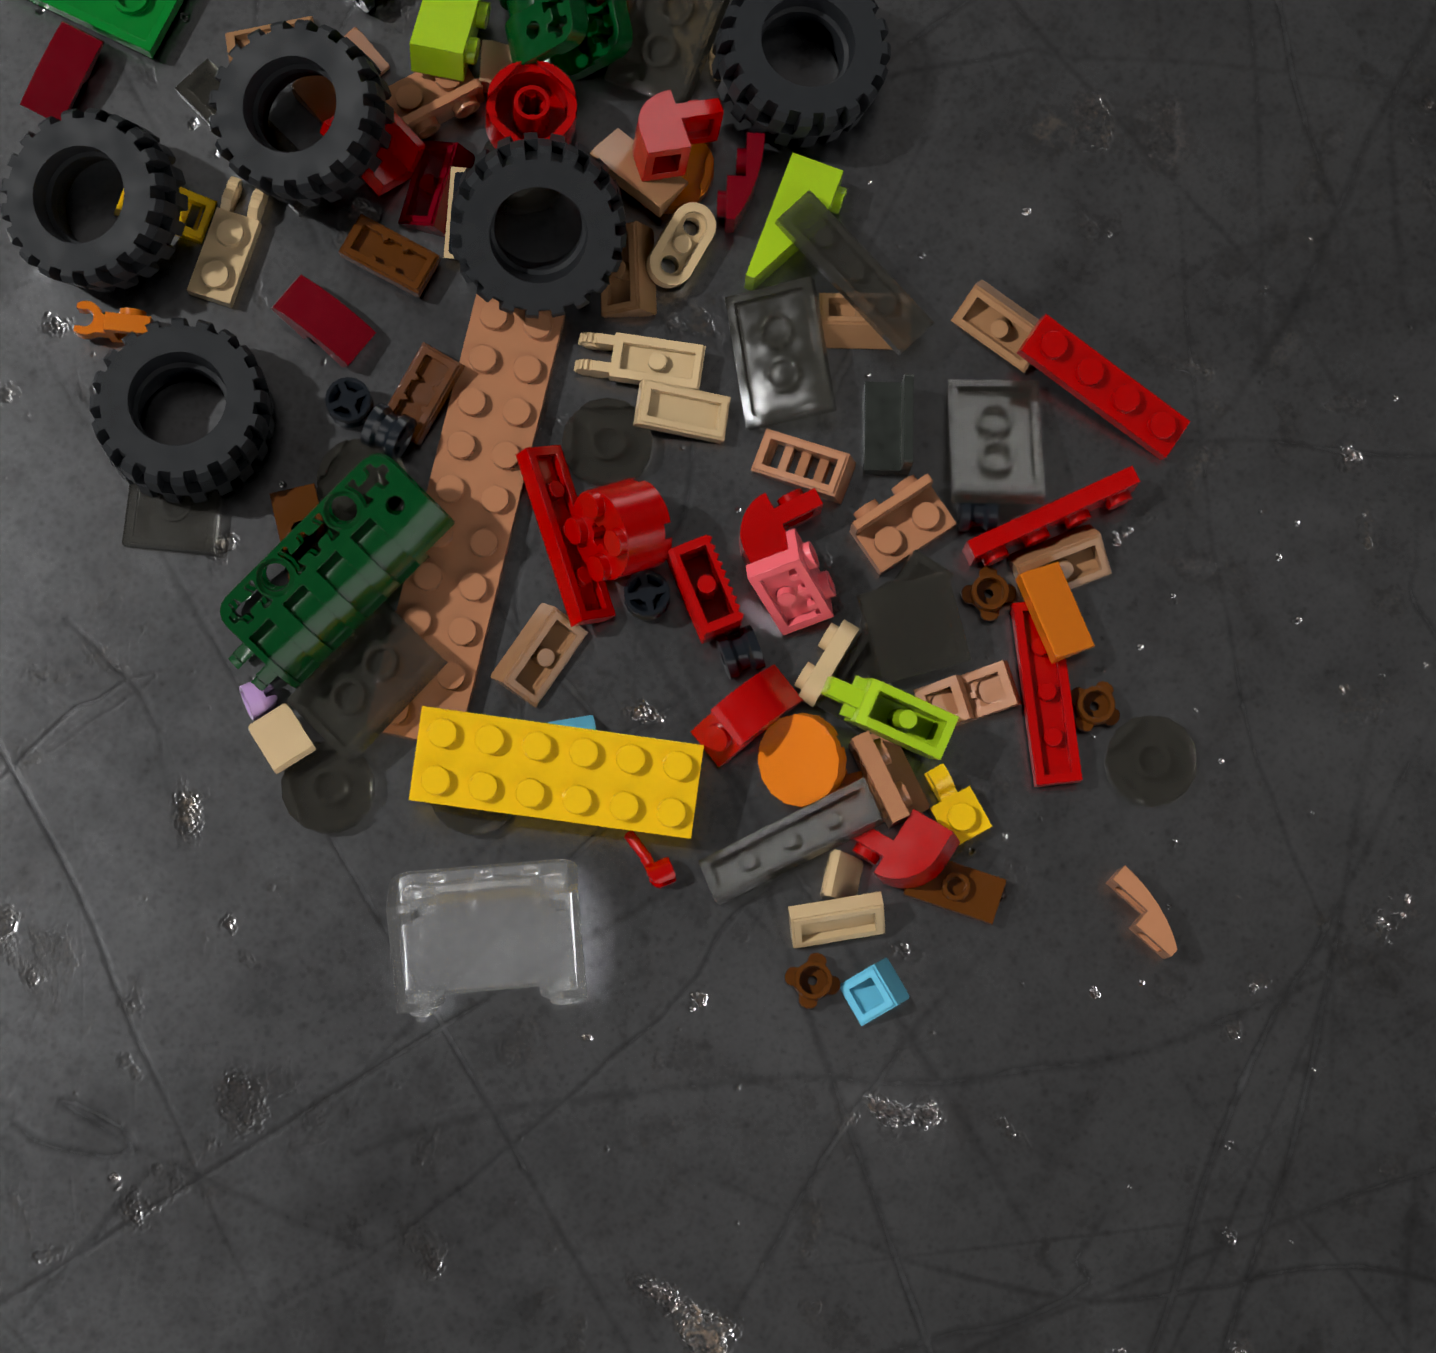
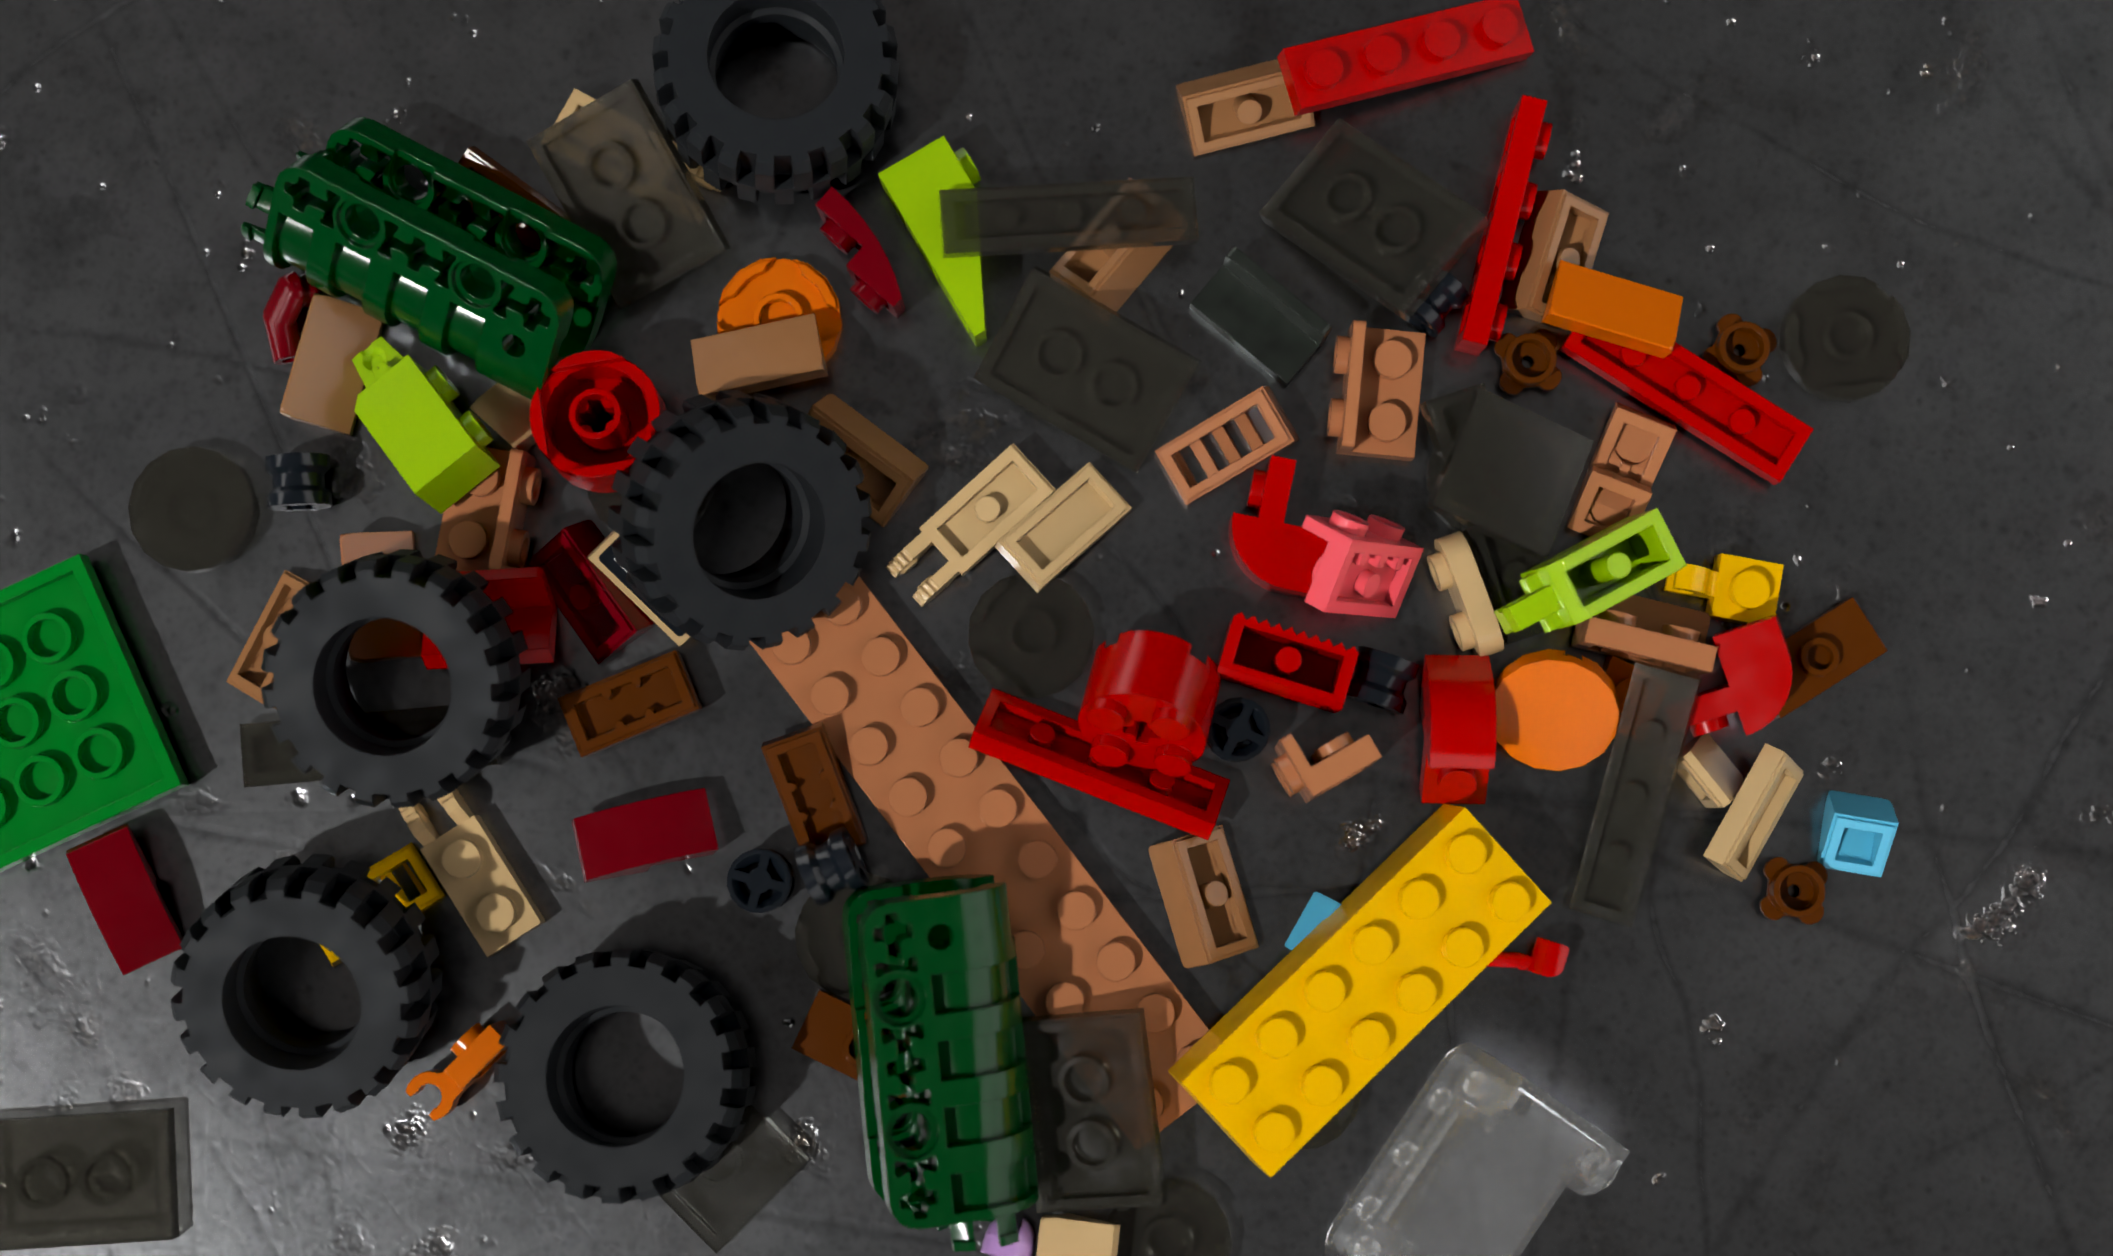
camera: 35 degrees left, 5 degrees up
(667, 659) = (1333, 764): none -> nougat bracket
(669, 130) = (743, 294): red brick -> none
(679, 246) = (878, 380): tan plate -> none
(1151, 923) = (2015, 481): nougat slope -> none

